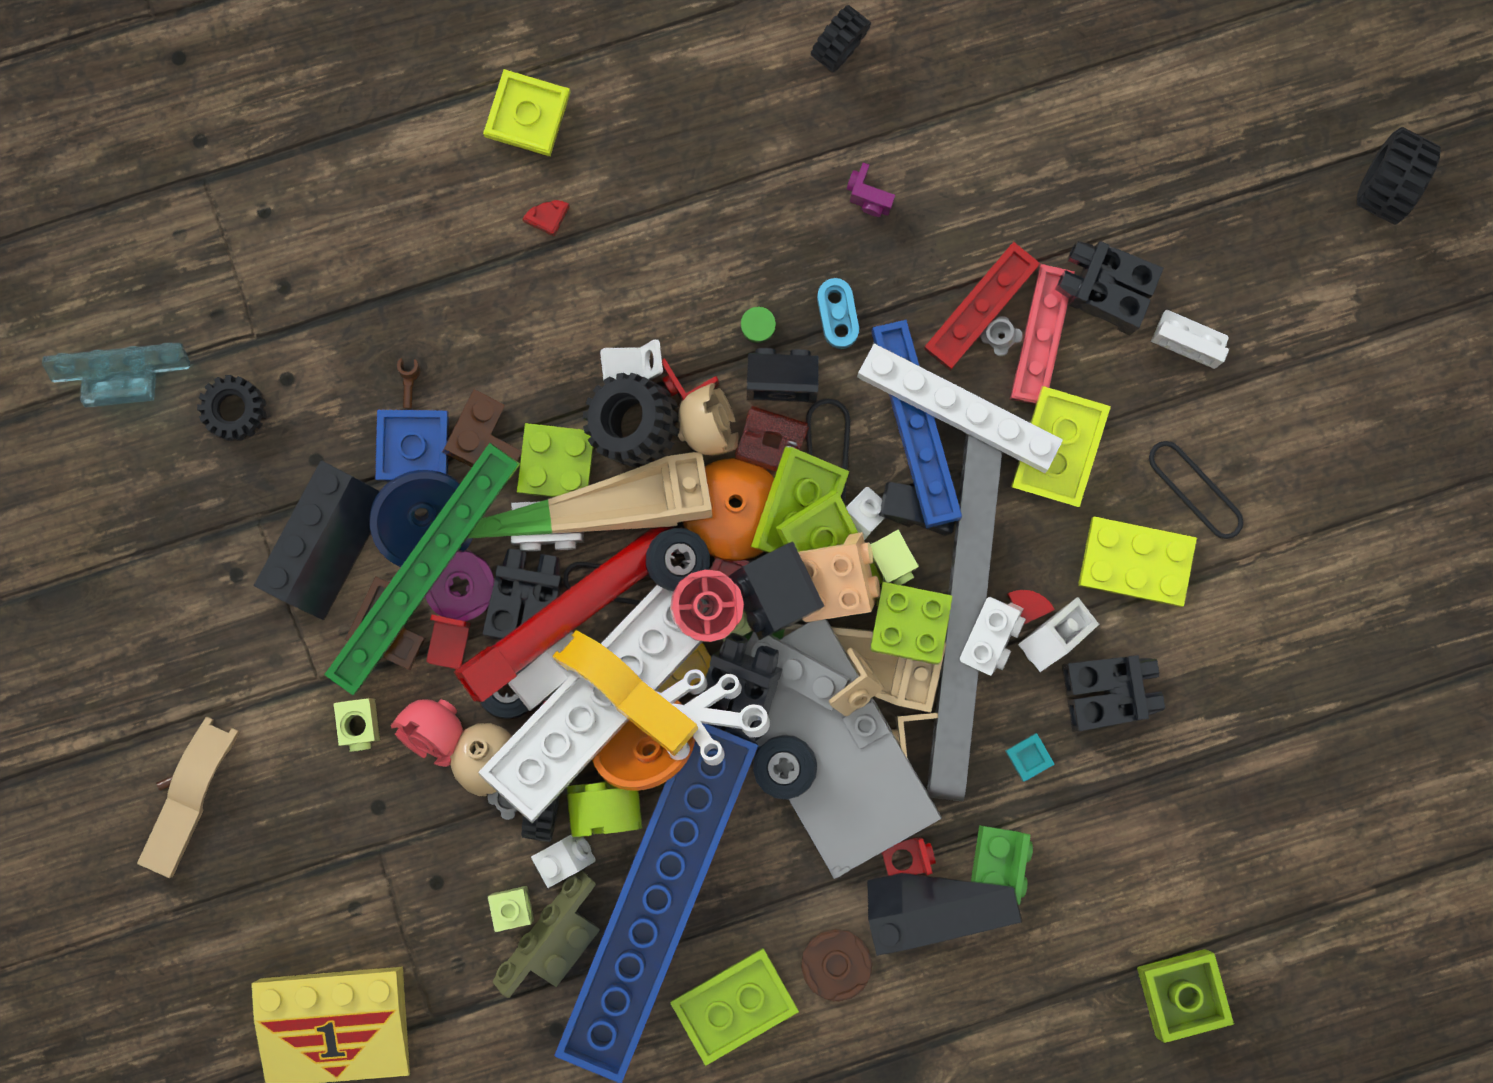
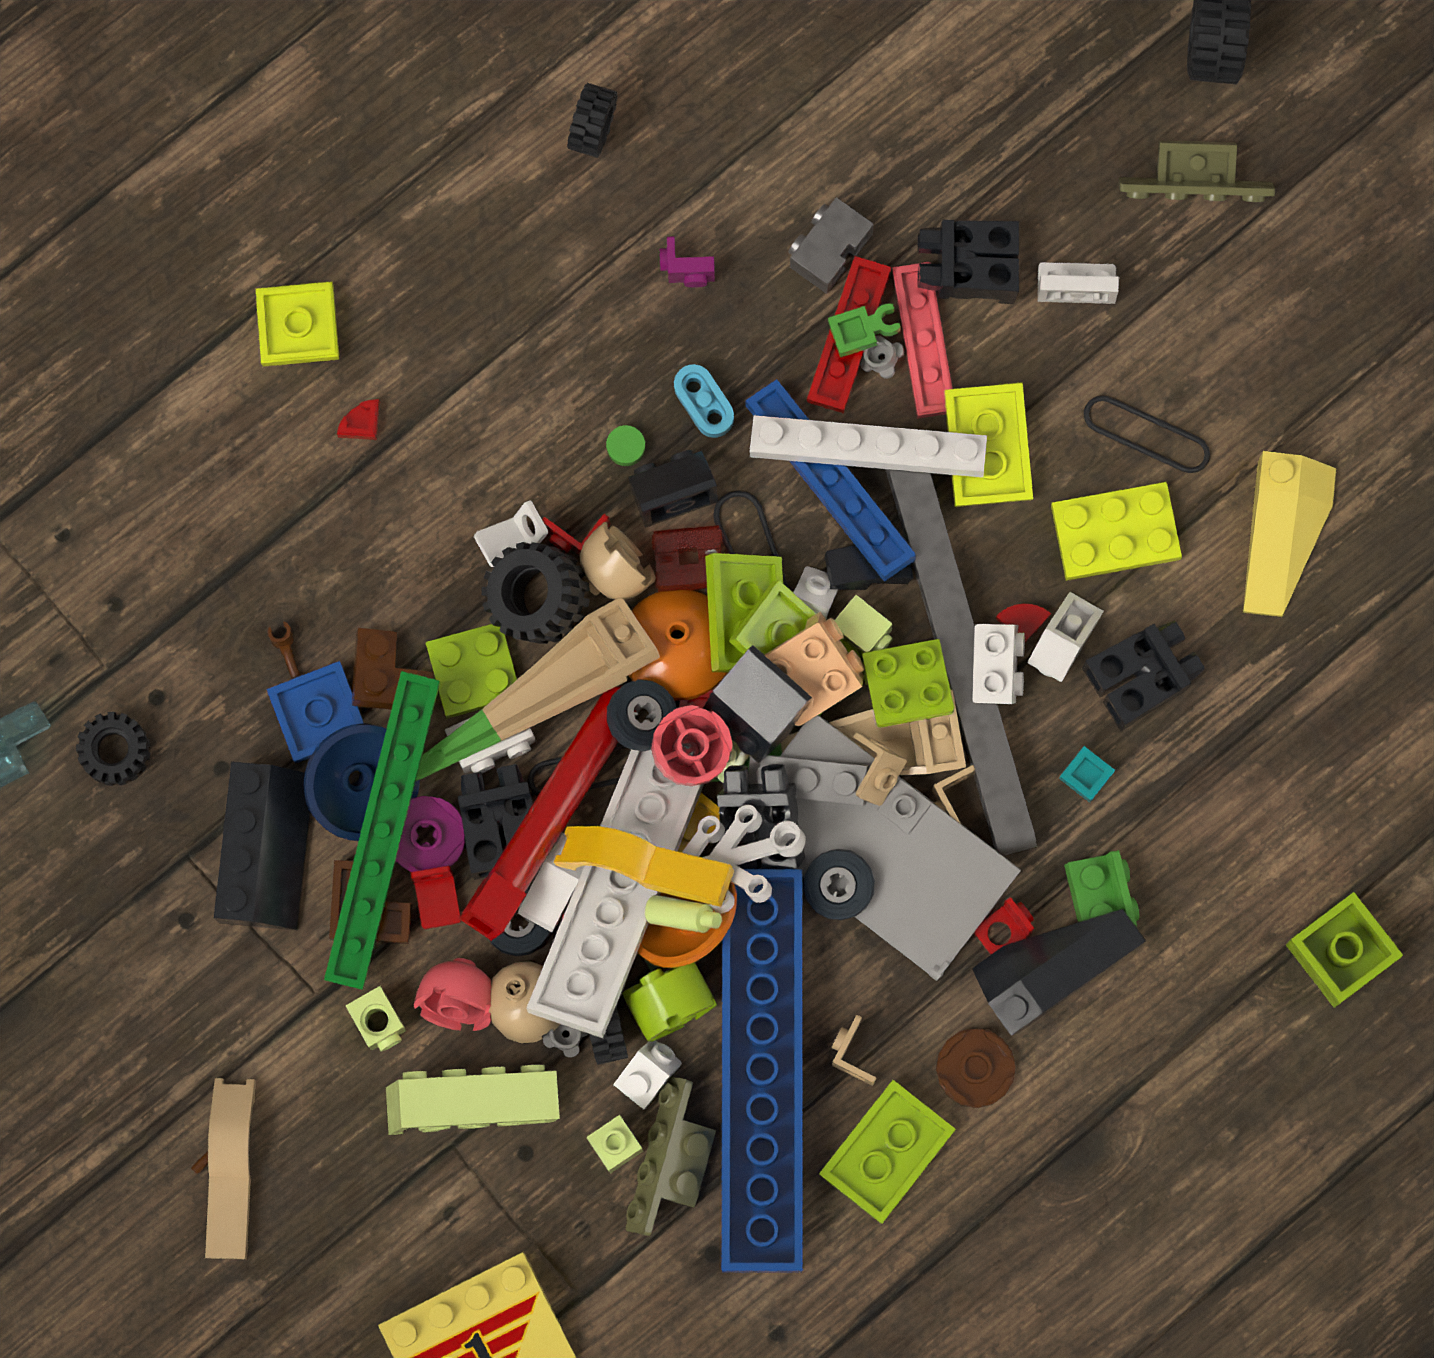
camera: 15 degrees left, 5 degrees down
(407, 825) = (472, 1100): none -> yellowish green wedge
(640, 745) = (681, 914): none -> yellowish green cylinder
(733, 902) = (841, 1044): none -> tan bracket
(989, 306) = (857, 331): none -> bright green plate
(1005, 217) = (823, 251): none -> flat silver brick
(1284, 609) = (1287, 518): none -> light yellow wedge
(1330, 283) = (1196, 169): none -> olive bracket

